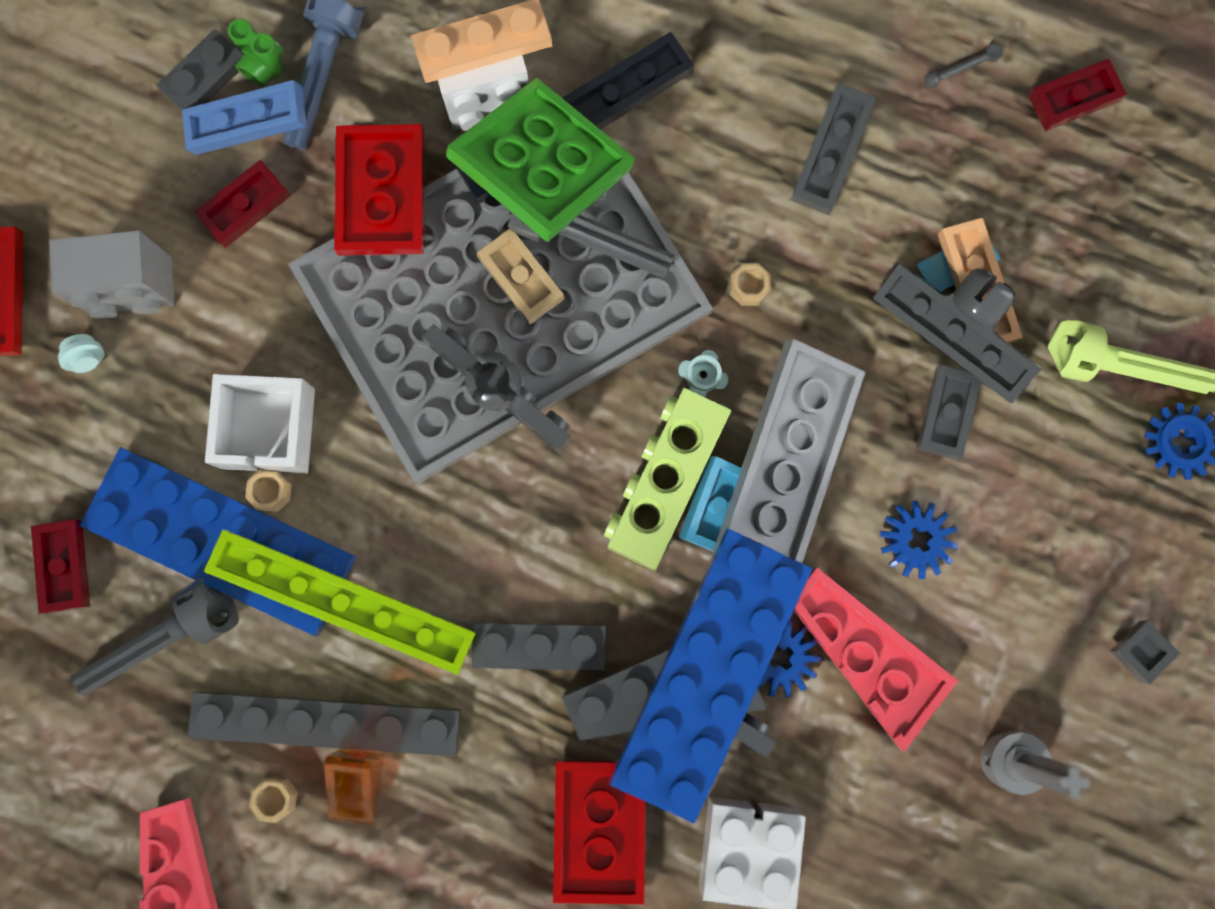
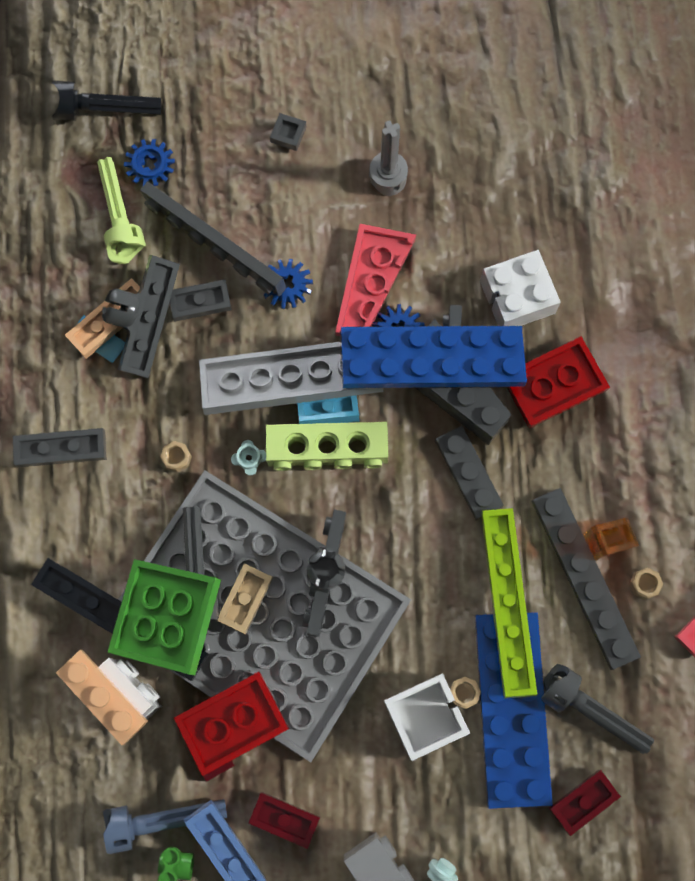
camera: 115 degrees left, 5 degrees down
(1043, 457) = (220, 245): none -> dark grey plate

